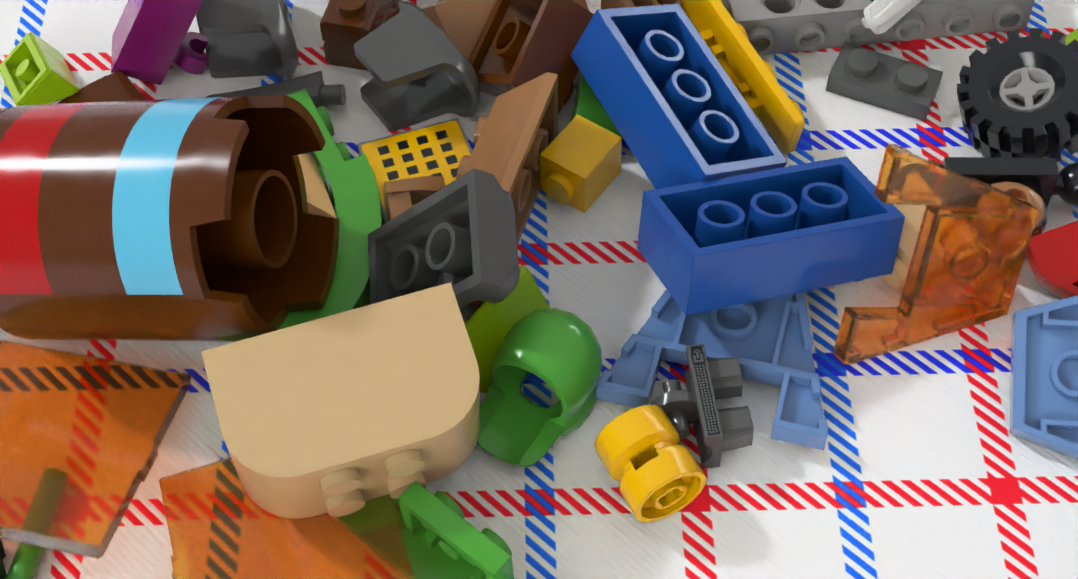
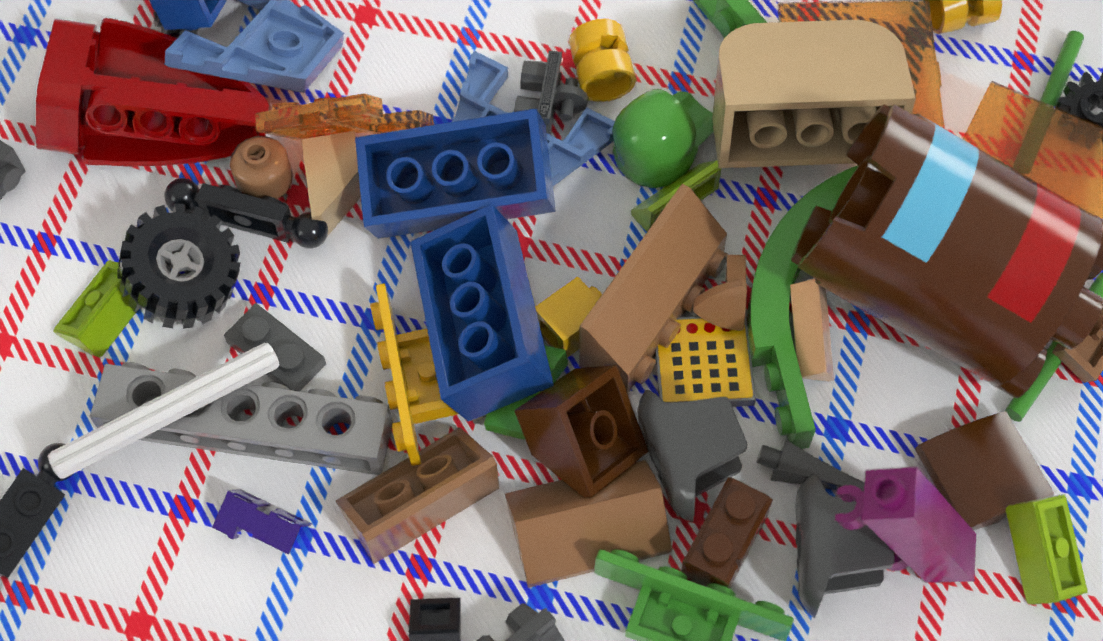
camera: 165 degrees left, 10 degrees up
(452, 236) = (713, 169): dark grey slope -> none

